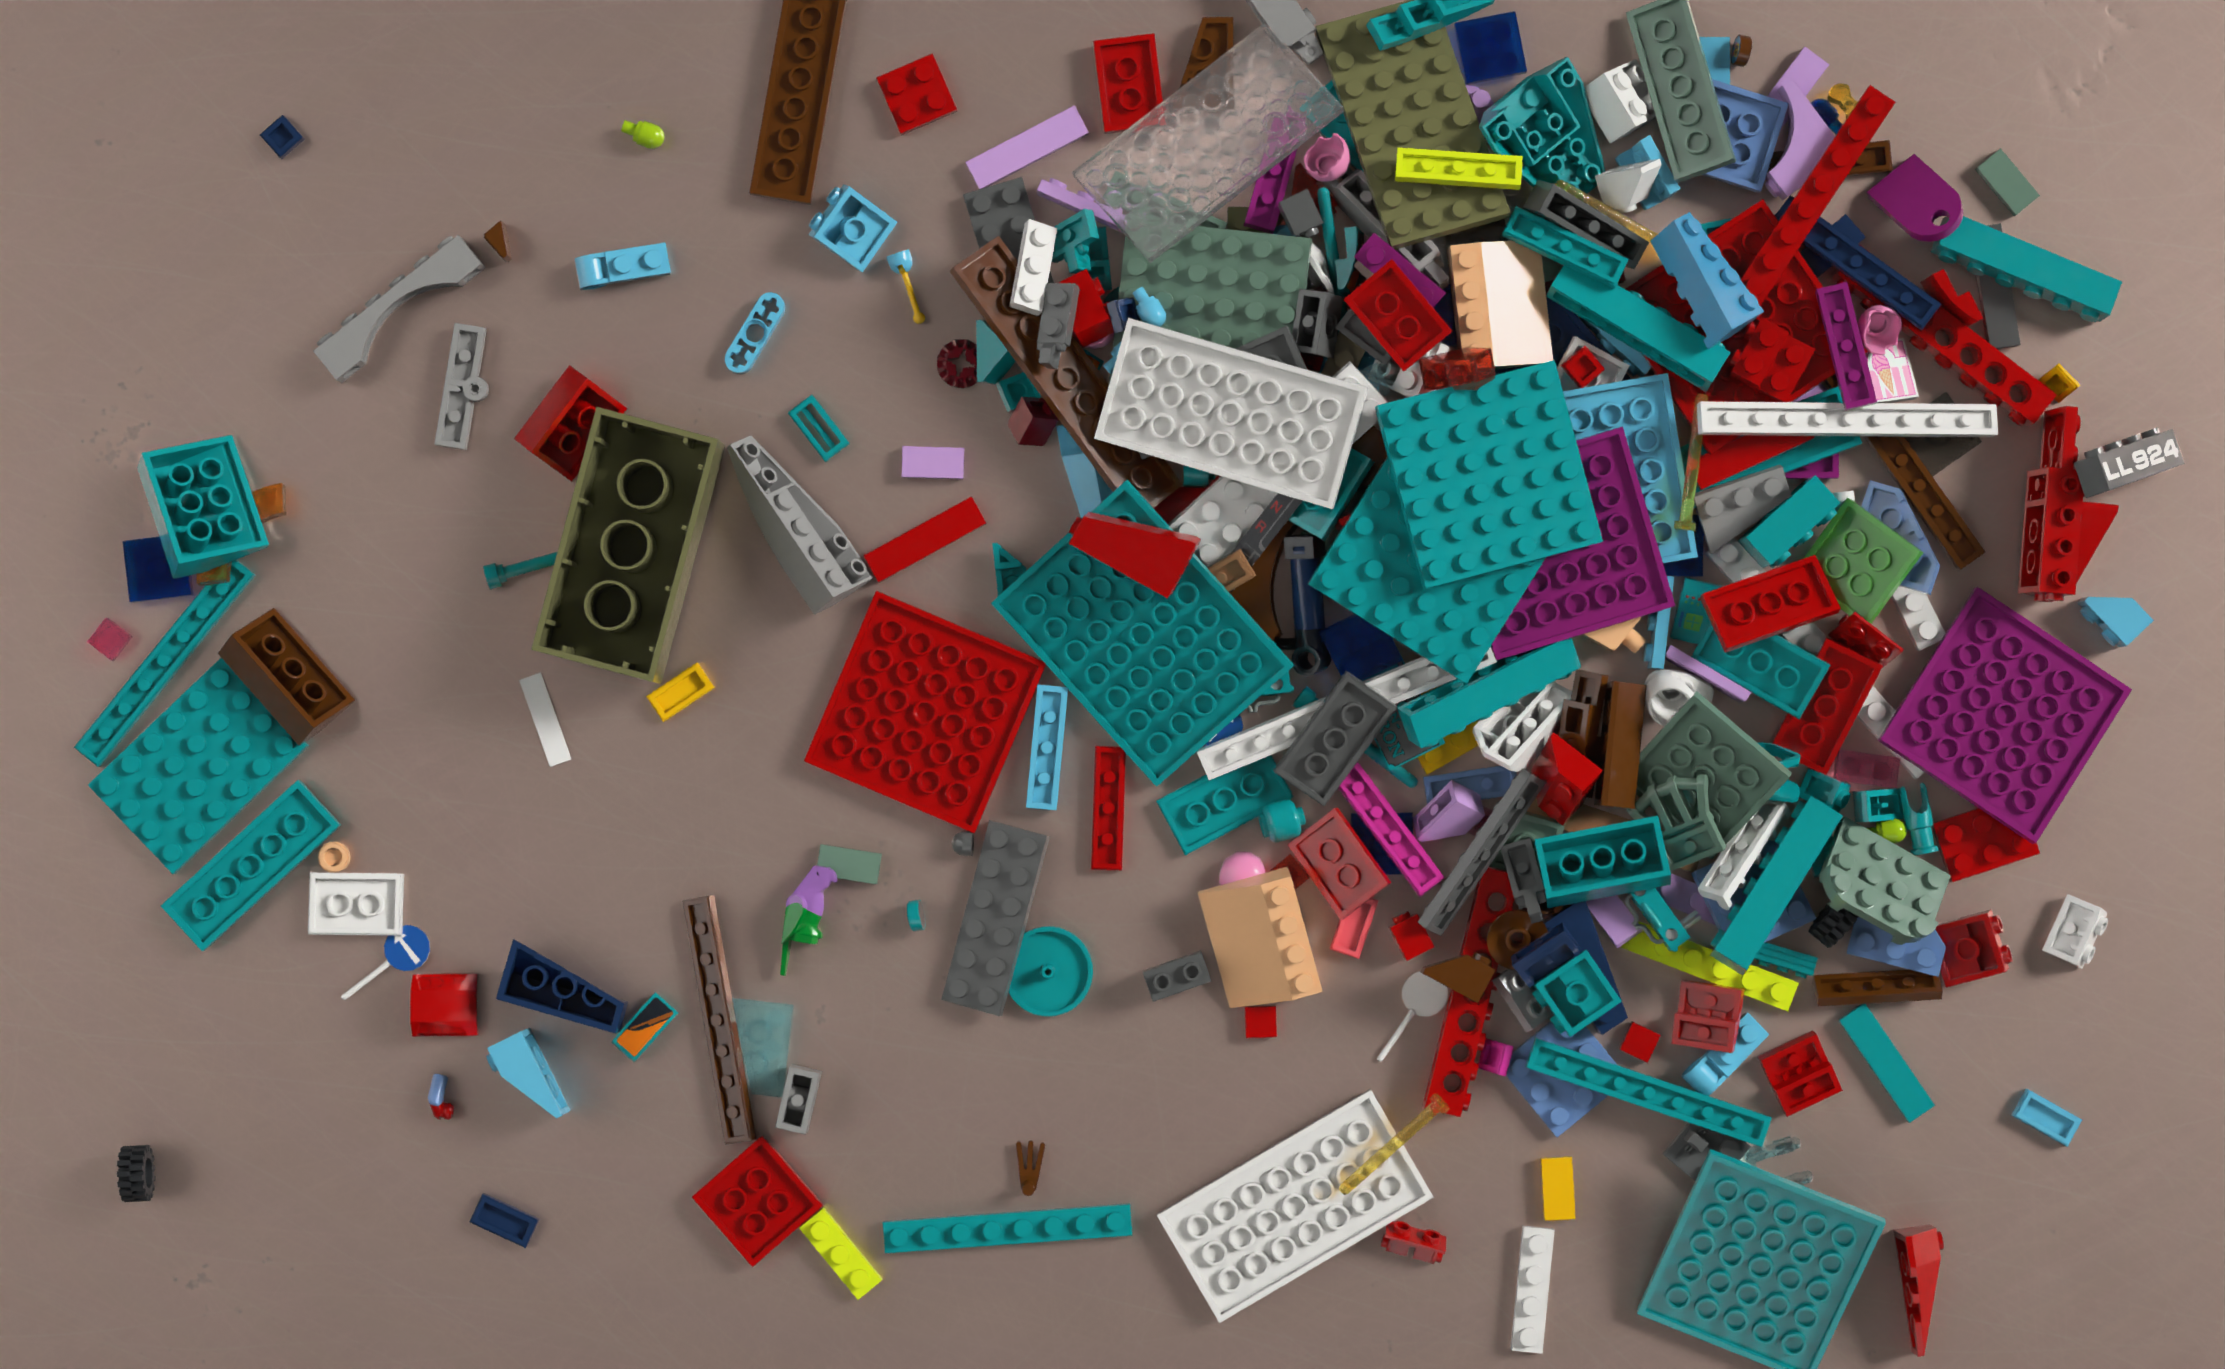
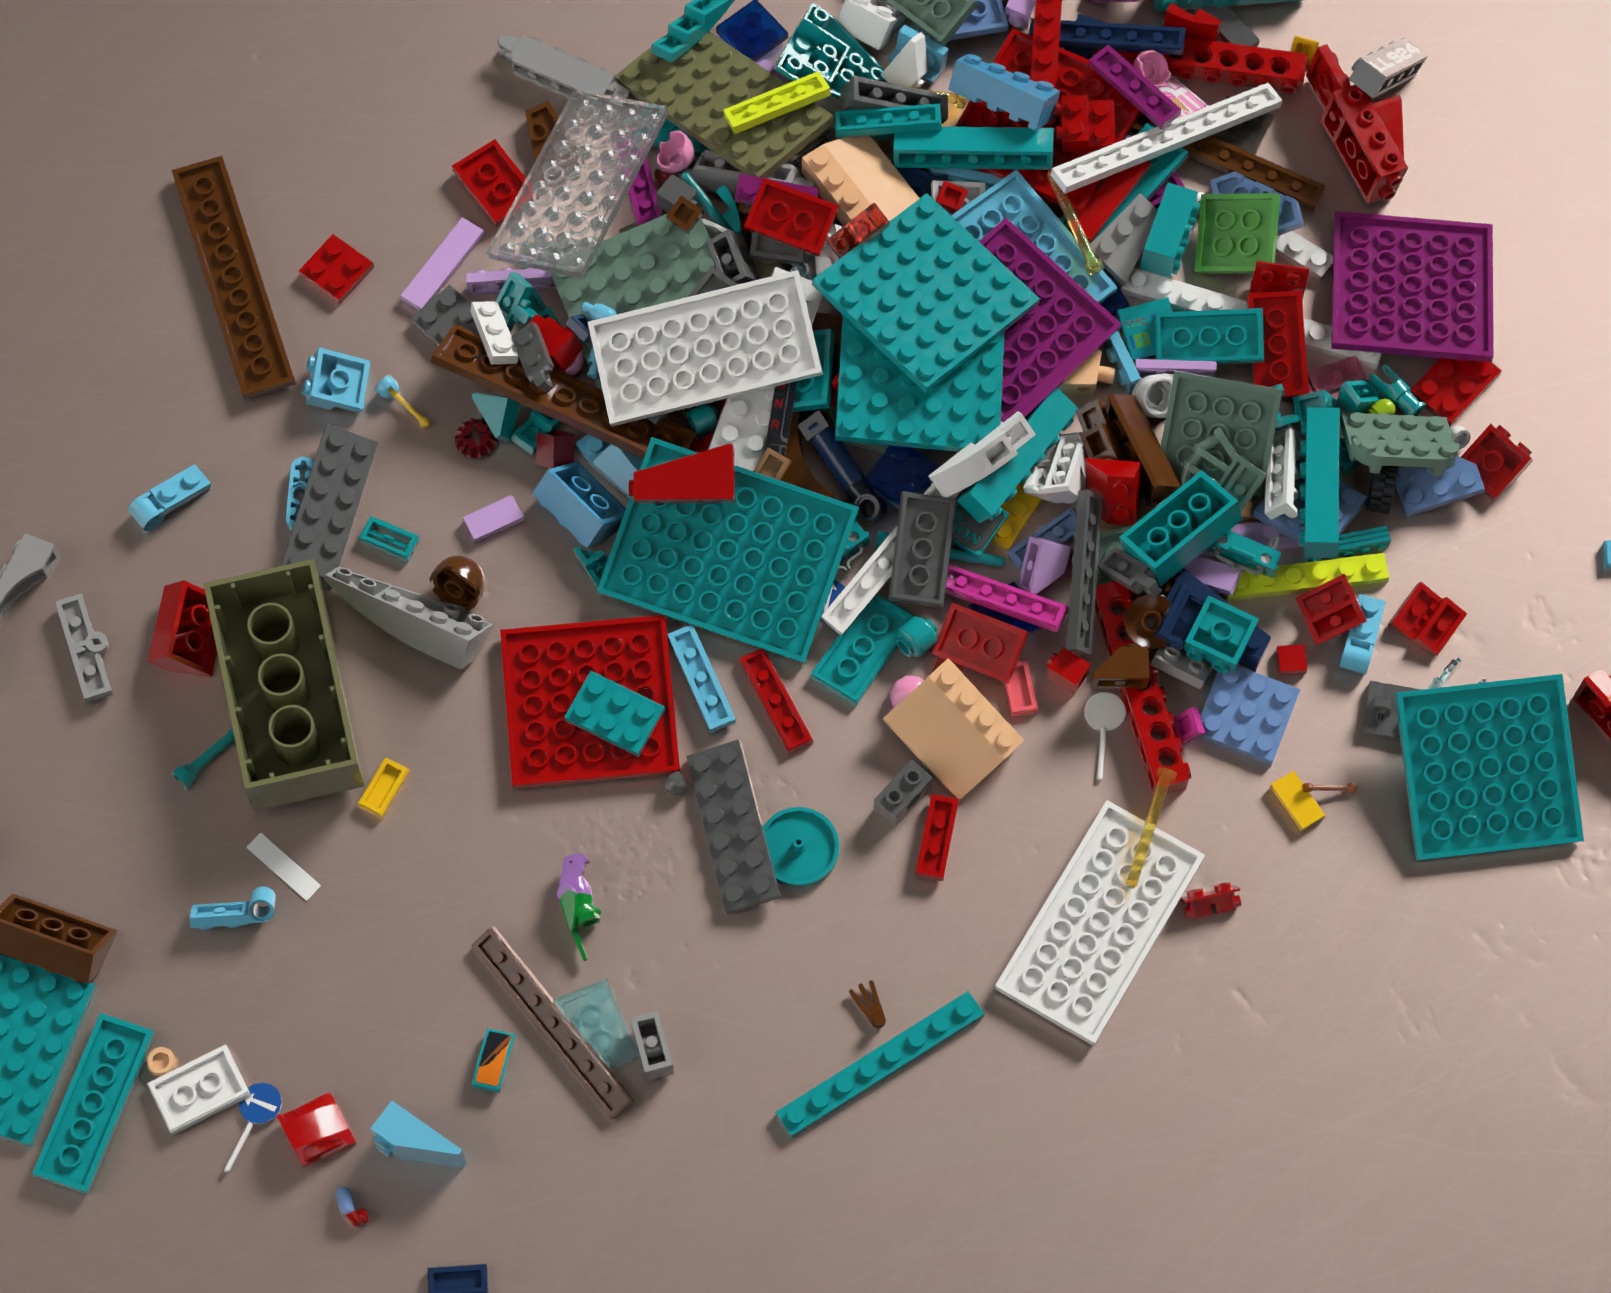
camera: 30 degrees left, 20 degrees down
(472, 747) = (234, 913): none -> medium azure plate
(498, 239) = (60, 527): reddish brown slope -> none
(549, 988) = (406, 1064): dark blue wedge -> none
(644, 133) = (137, 396): lime cylinder -> none
(757, 1200) = (662, 1149): red plate -> none
(774, 362) = (330, 500): none -> dark grey plate
(840, 1253) = (755, 1157): neon yellow plate -> none
(851, 863) = (595, 846): sand green tile -> none
(863, 516) = (459, 581): none -> reddish brown cylinder
(916, 915) = (668, 857): teal tile -> none
(925, 539) = (518, 577): red tile -> none
(940, 742) = (614, 713): none -> teal plate
(1028, 496) = (580, 503): none -> dark azure slope
(1186, 1036) = (937, 837): none -> red plate
(1260, 1021) = (989, 797): red tile -> none
(1290, 252) = (684, 215): none -> reddish brown plate
(1440, 688) = (983, 458): none -> white slope
(1532, 1289) = (1325, 888): white plate -> none
(1618, 1203) = (1308, 787): none -> dark orange hinge
(1648, 1092) = (1321, 685): teal plate -> none
(1770, 603) = (1190, 290): red plate -> none
(1875, 987) = (1443, 525): reddish brown plate -> none
(1886, 1062) = (1486, 577): teal tile -> none
(1951, 901) = (1460, 435): none -> white hinge
(2076, 931) = (1564, 410): white bracket -> none
(2118, 618) = (1447, 182): medium azure slope -> none

